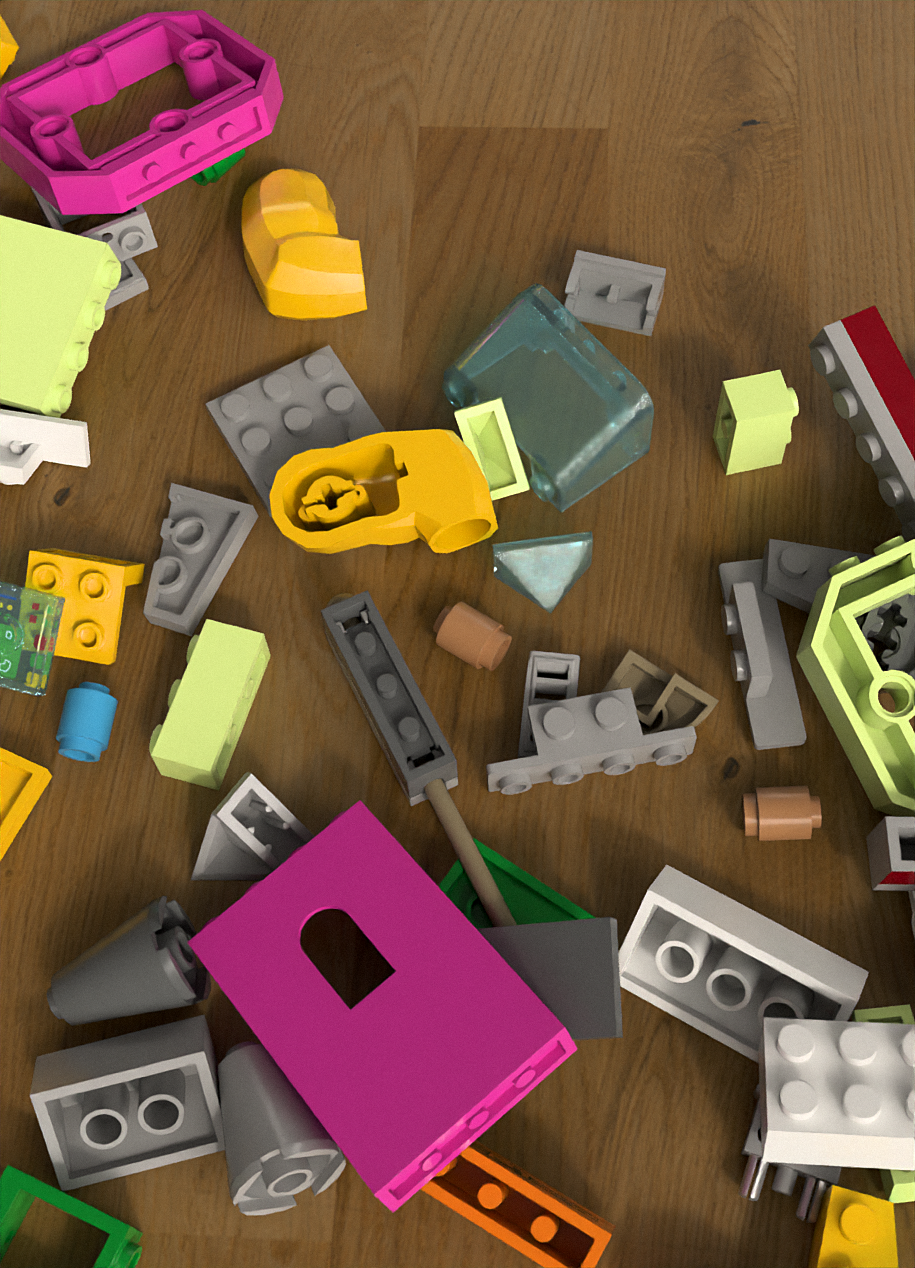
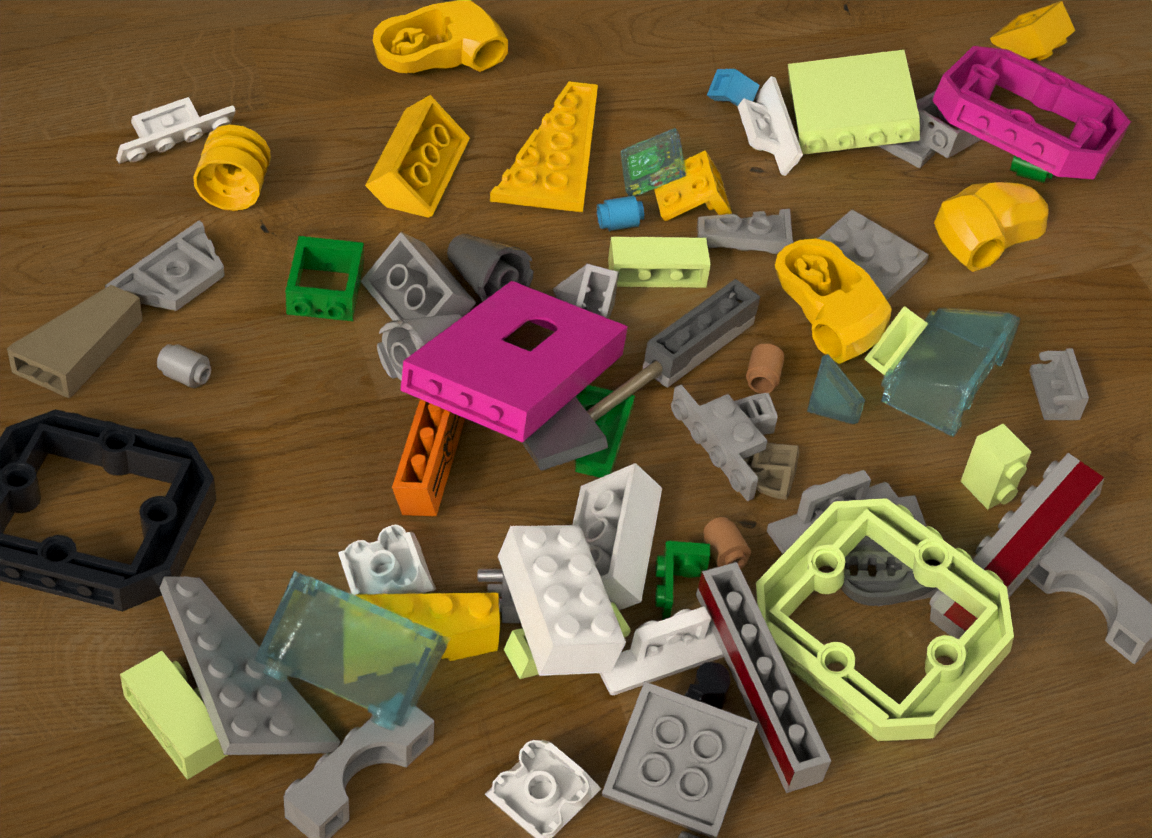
camera: 60 degrees right, 15 degrees down
(810, 914) = (679, 559): none -> green bracket

